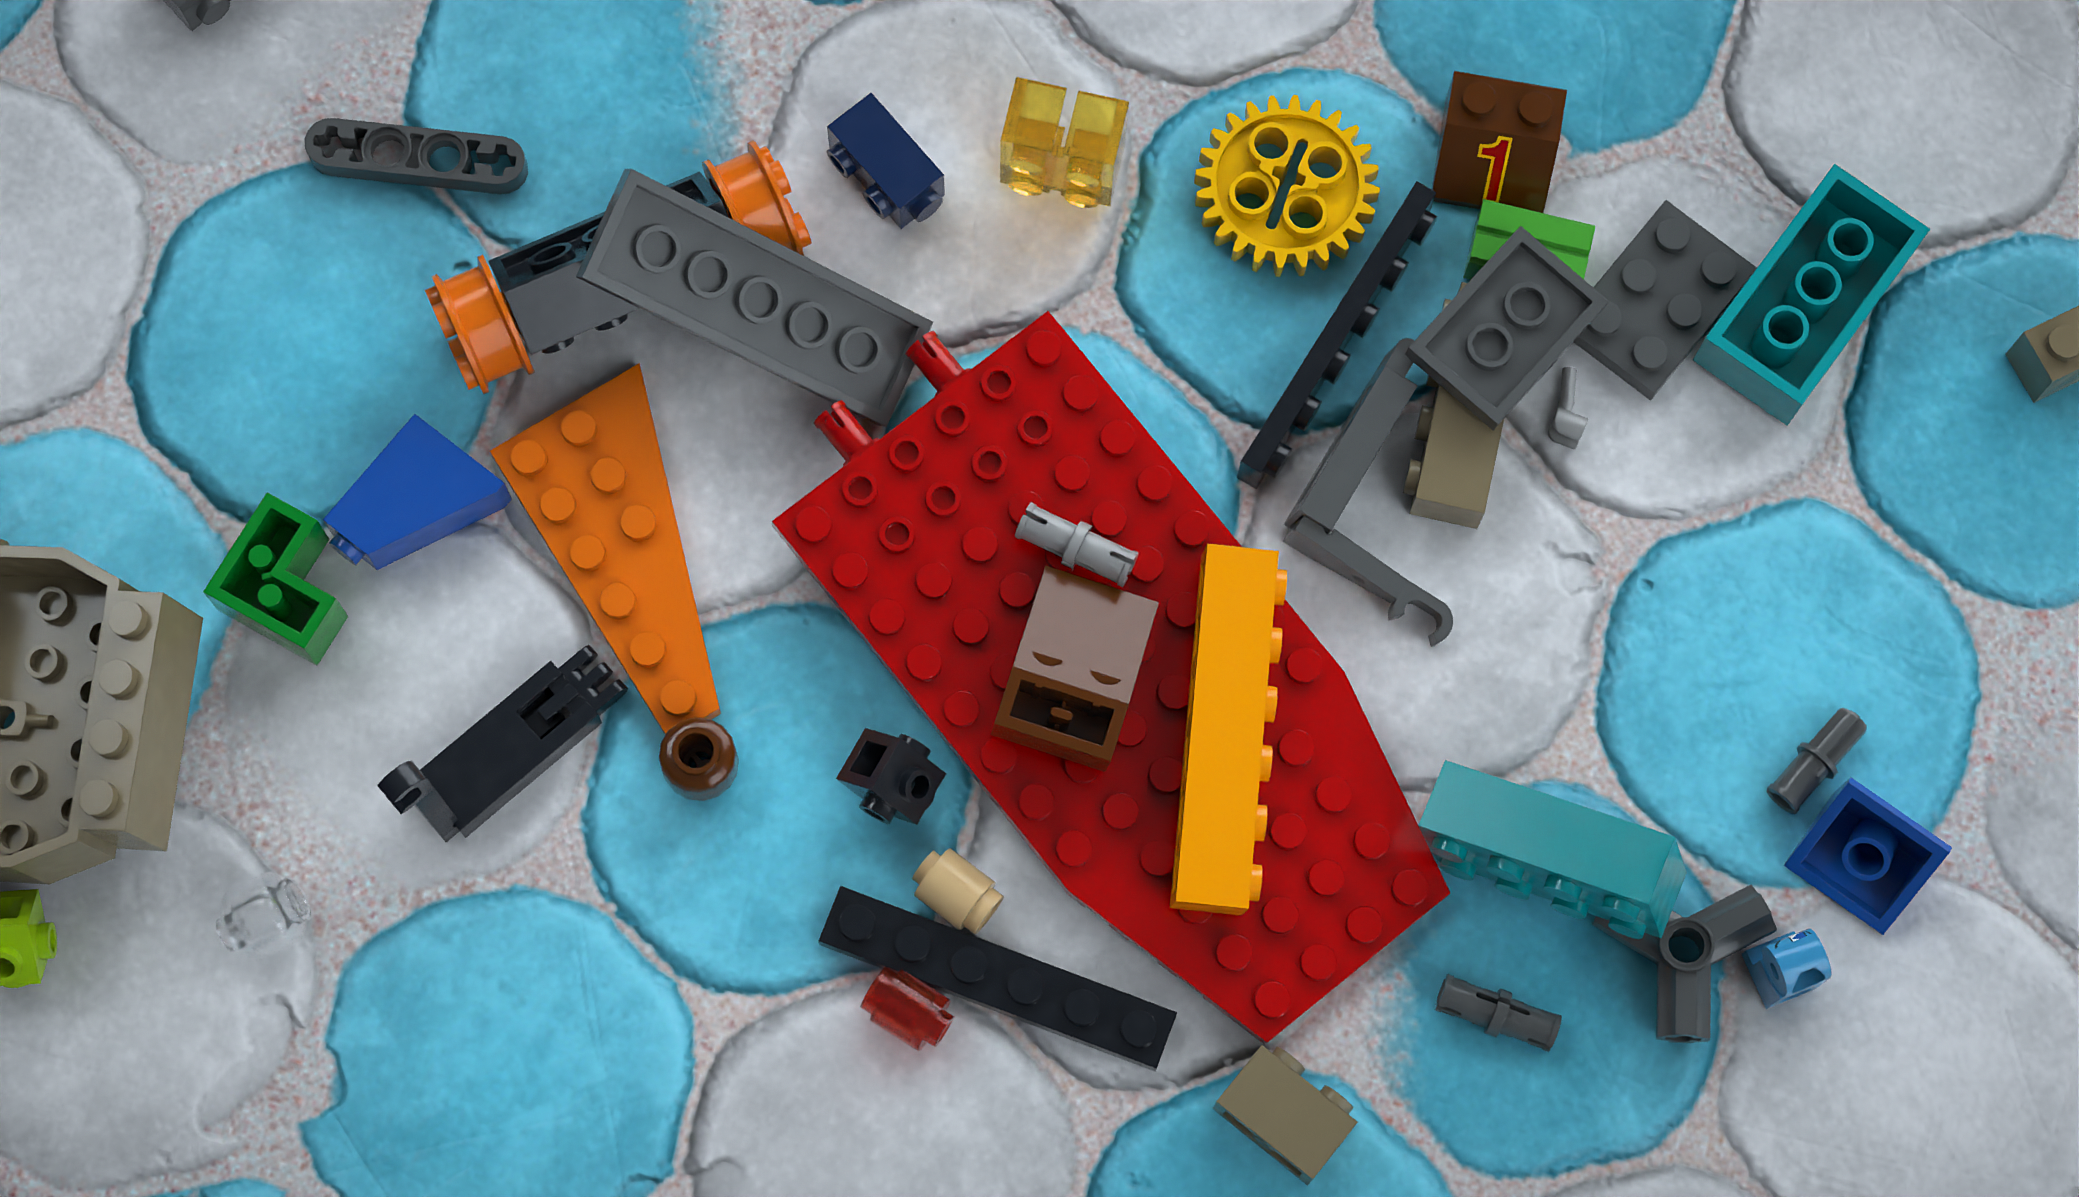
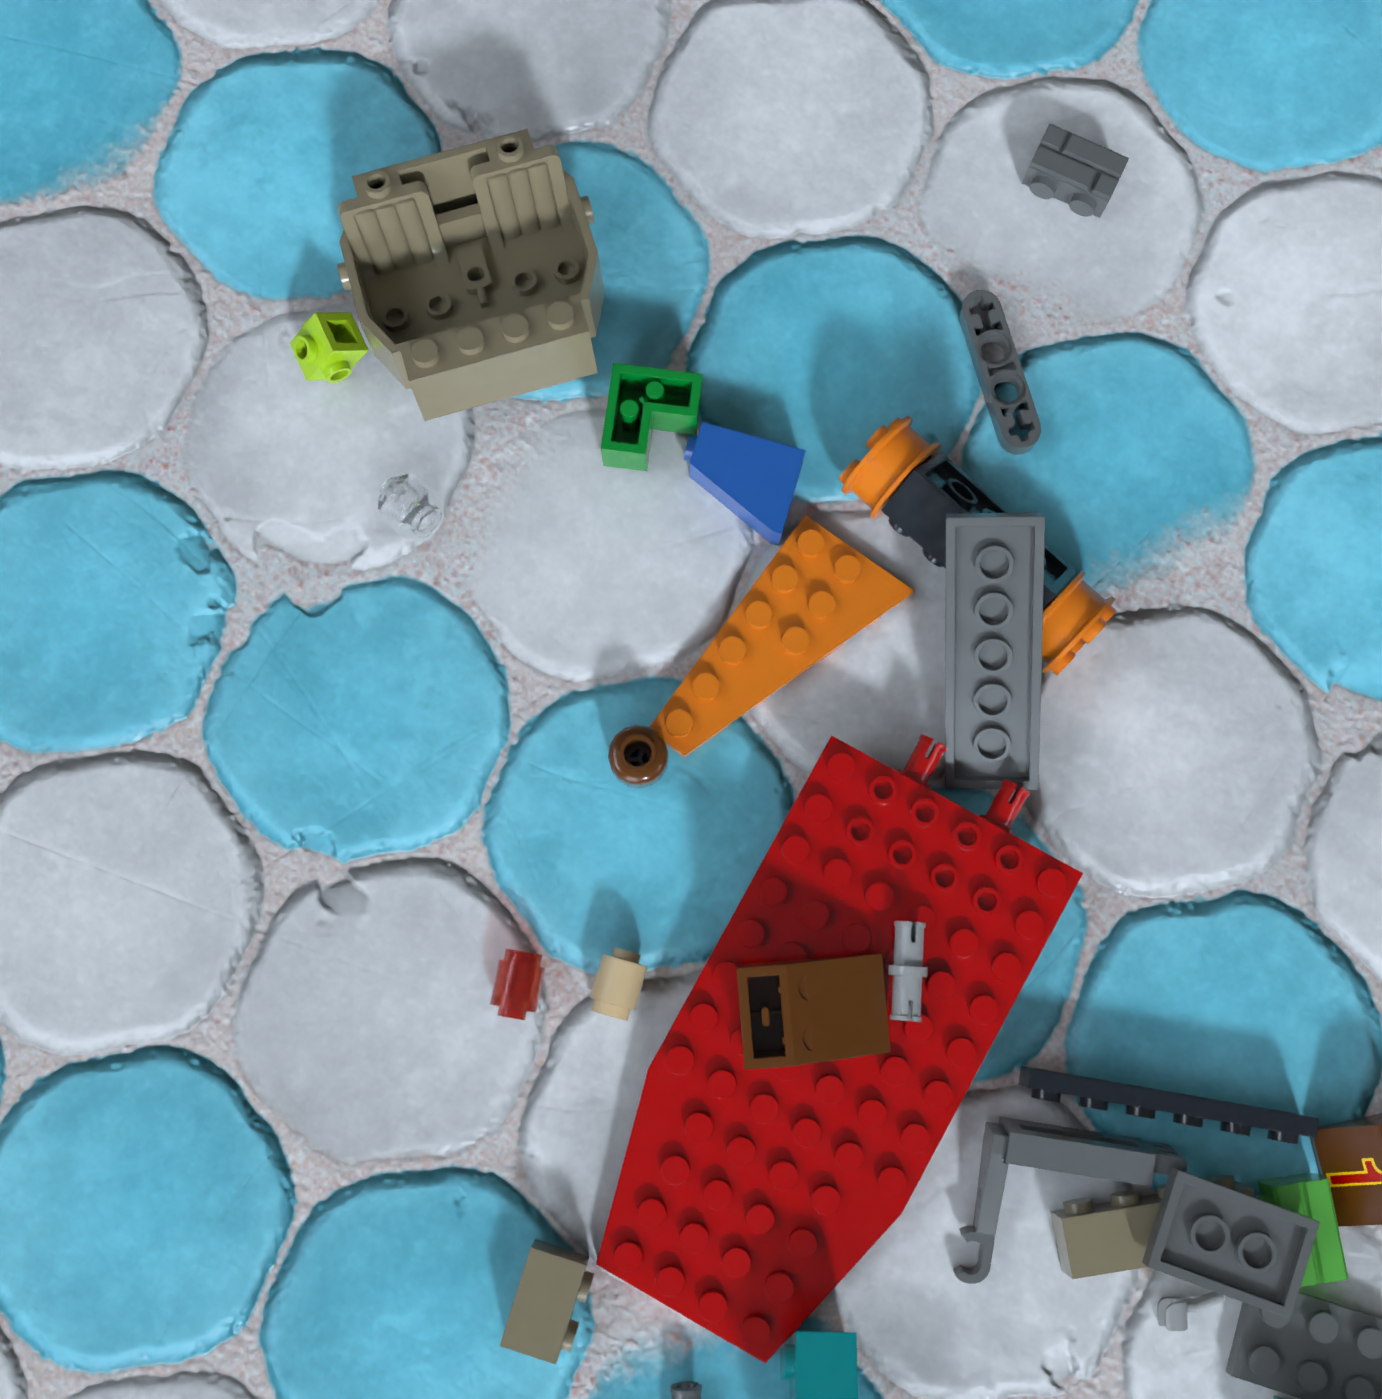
camera: 70 degrees right, 5 degrees up
(506, 747) = (591, 616): black hinge -> none
(886, 162) = (1147, 703): dark blue brick -> none
(891, 776) = (681, 911): black brick -> none
(998, 978) = (567, 1042): black plate -> none
(1032, 143) = (1214, 805): clear yellow piece -> none
(1226, 730) = (813, 1144): light orange brick -> none
(1335, 202) = (1269, 1057): yellow gear -> none

